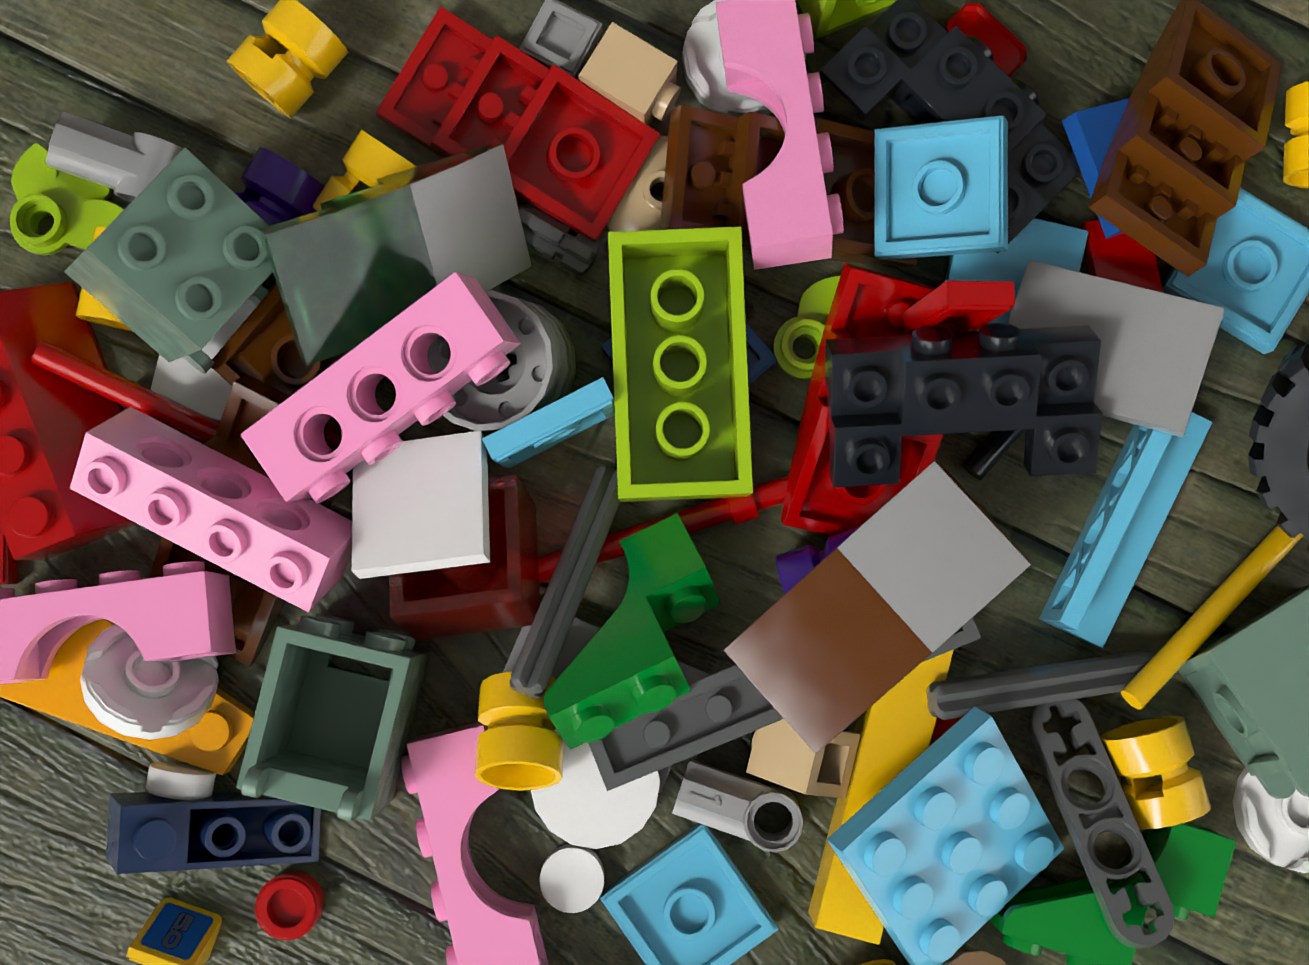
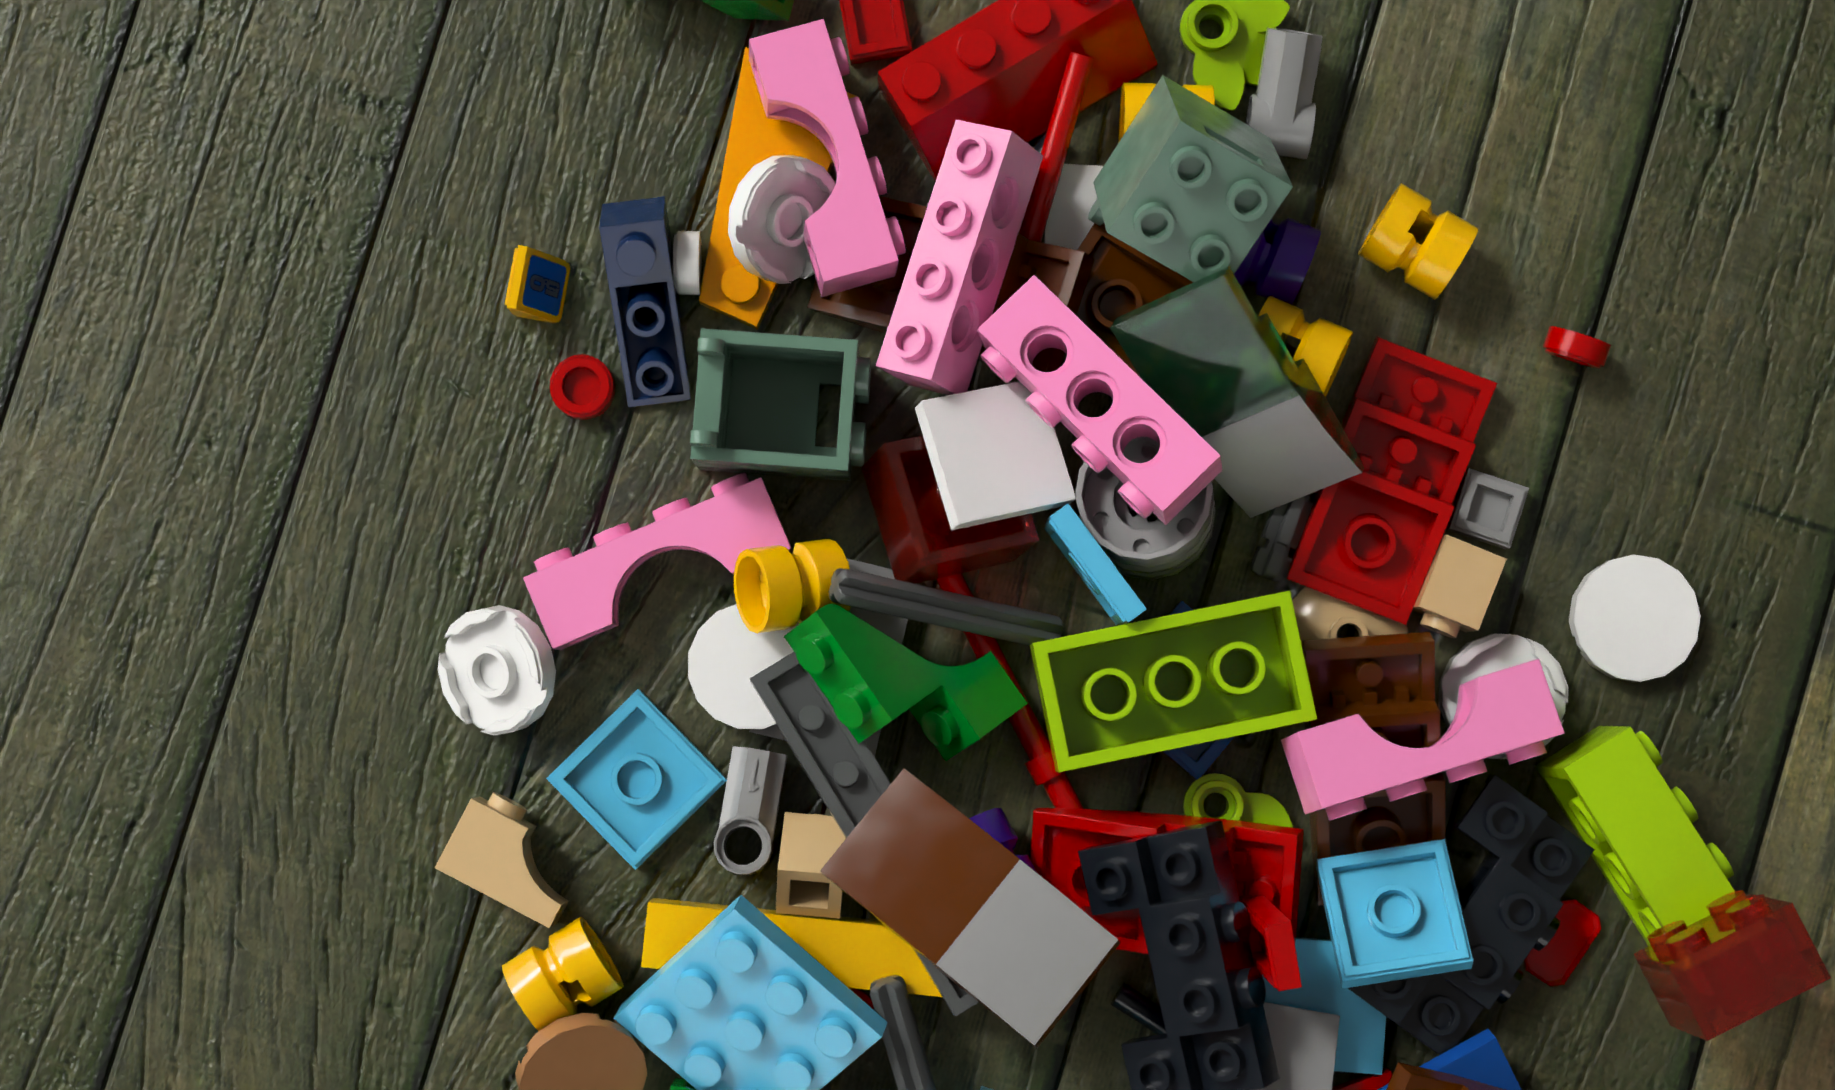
camera: 80 degrees right, 0 degrees up
(572, 878) = (652, 658): white tile -> none

